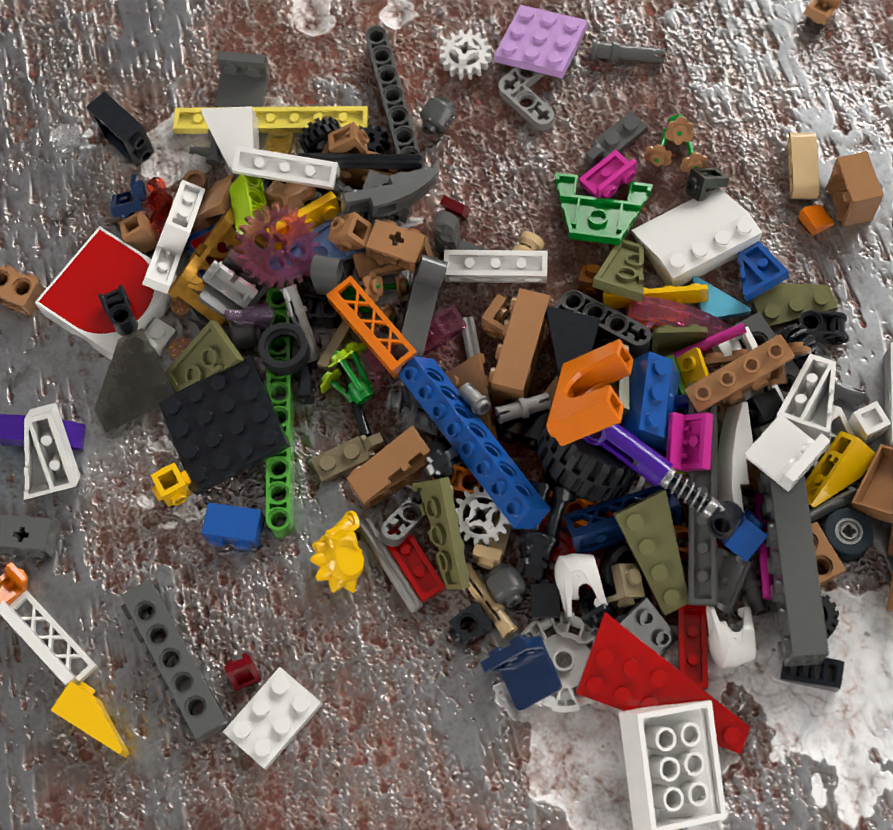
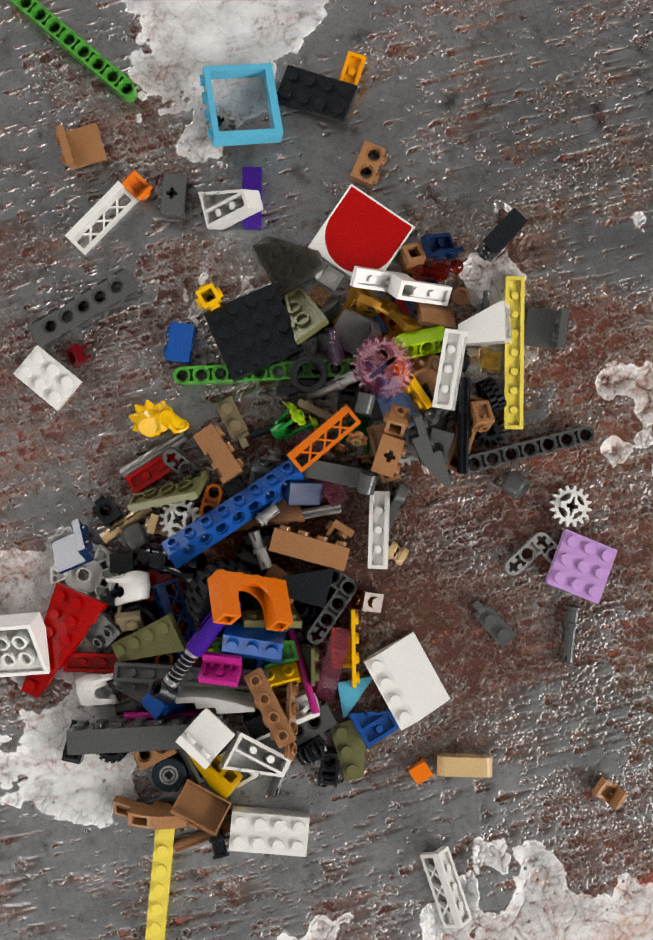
camera: 85 degrees right, 20 degrees up
(65, 139) = (497, 191): clear gear -> none
(88, 714) = (47, 252): yellow slope -> none
(118, 307) = (343, 246): black piece -> none
(230, 284) = (357, 331): light grey hinge -> none
(440, 463) = (214, 490): black plate -> none
(445, 358) = (303, 493): none -> dark blue slope
(455, 207) = (431, 498): dark red tile -> none
(599, 218) = (420, 607): wing -> none
(608, 175) = (458, 615): dark pink bracket -> none
(623, 271) = (371, 625): olive wing -> none
(679, 131) = (487, 672): medium nougat plant -> none
(703, 179) = (451, 689): pearl dark grey bracket -> none
(854, 189) = (438, 802): medium nougat container -> none
(869, 422) = (249, 796): white brick -> none

